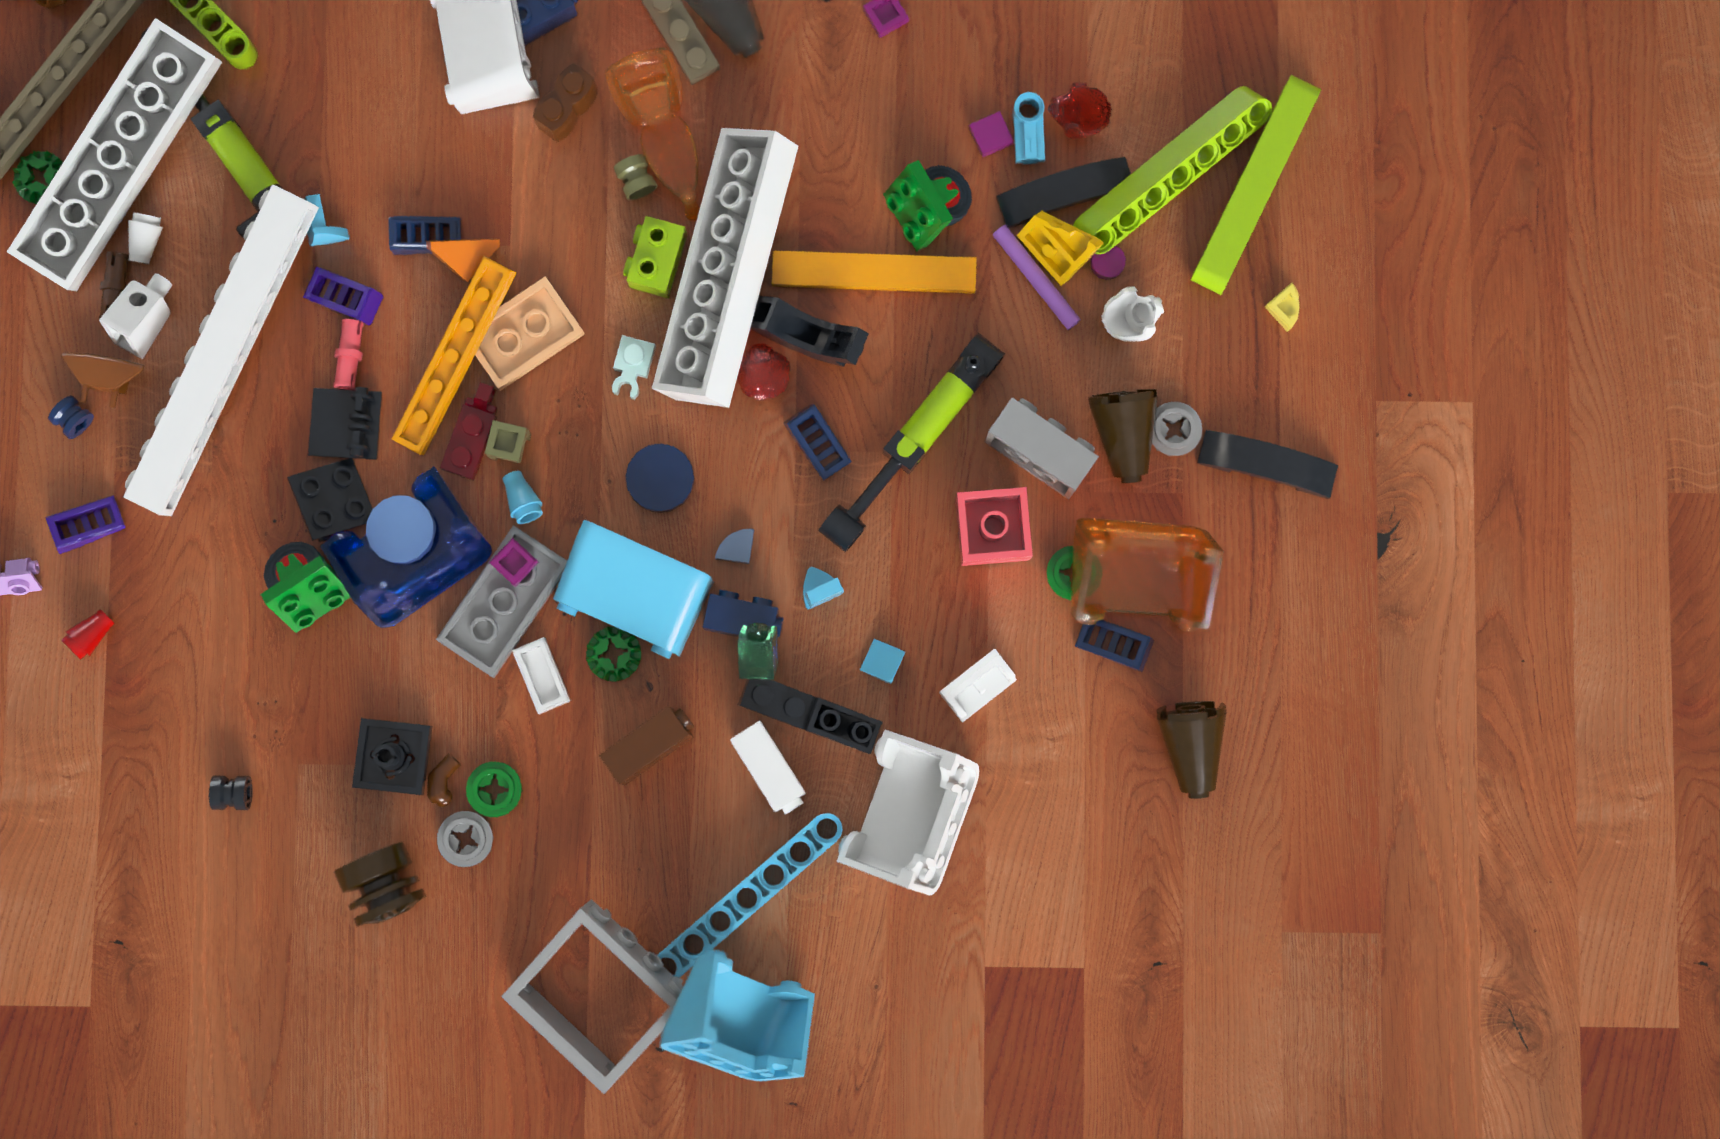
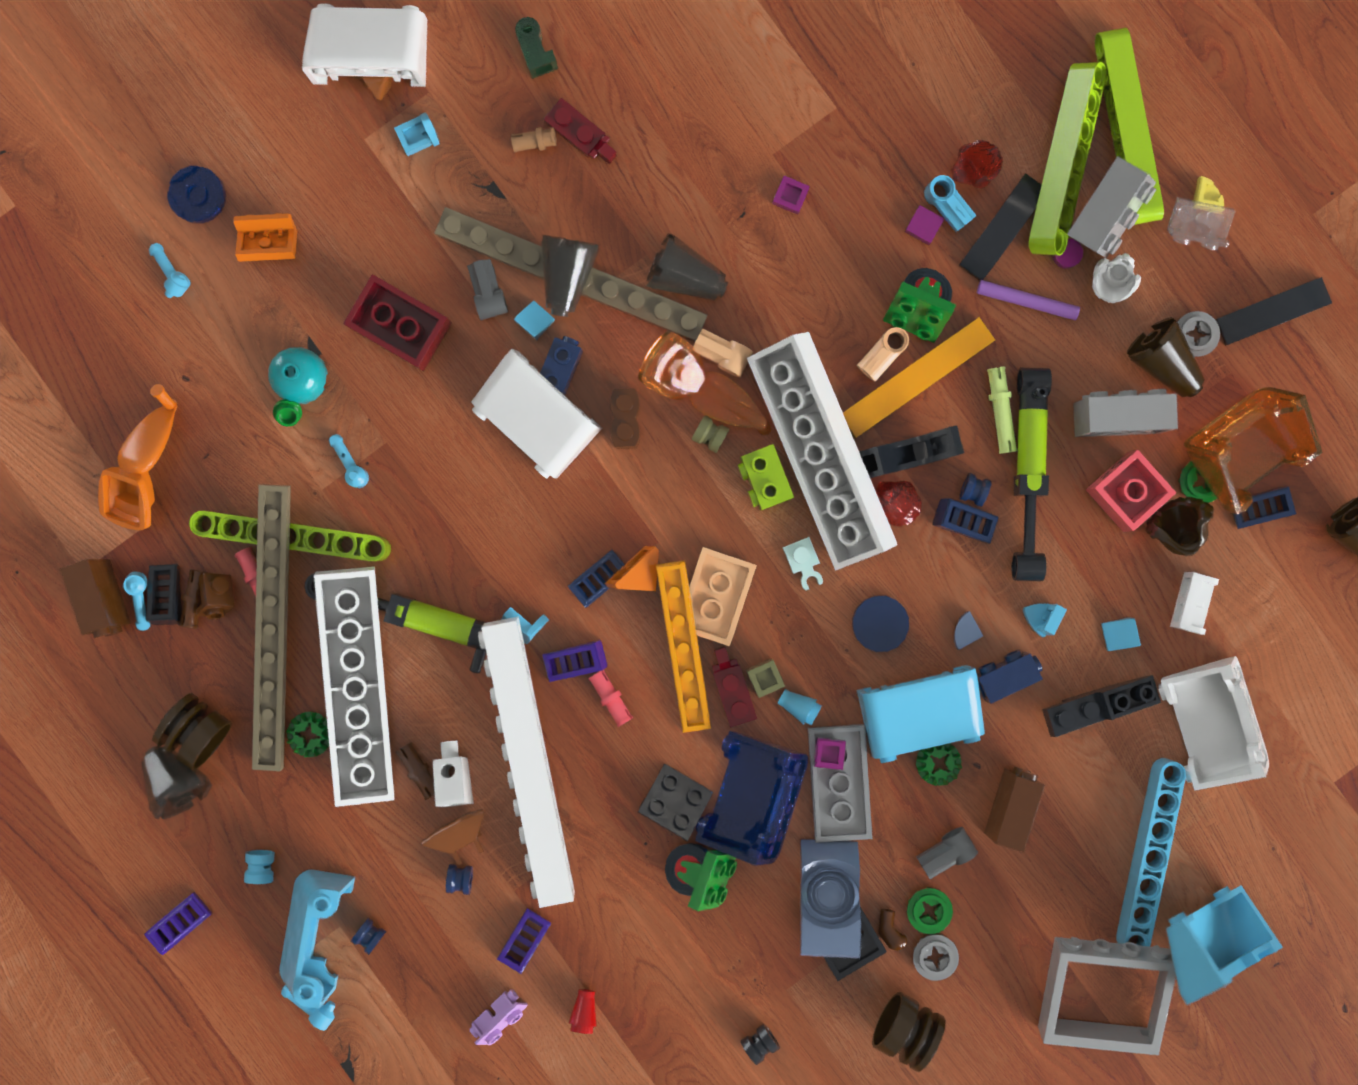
camera: 30 degrees left, 5 degrees up
(143, 236) = (411, 722): white cone -> none
(345, 423) = (643, 745): black hinge -> none
(401, 529) = (737, 788): medium blue tile -> none
(402, 696) = (829, 899): none -> sand blue slope
(541, 675) = (902, 812): white tile -> none
(562, 746) = (953, 849): none -> dark grey piece
(707, 112) = (728, 355): none -> light nougat piece
(758, 651) = (1043, 693): clear green brick -> none
(769, 768) = (1105, 763): white window -> none
(847, 416) = (975, 489): none -> dark blue wheel
(854, 224) = (882, 355): none -> light nougat piece
(937, 350) = (1002, 409): none -> yellowish green pin
(1017, 596) = (1181, 525): none -> dark brown hair
(1058, 245) = (1031, 268): yellow wing -> none
(1172, 240) = (1113, 208): none -> light grey brick
(1255, 325) = (1200, 223): none -> clear bracket

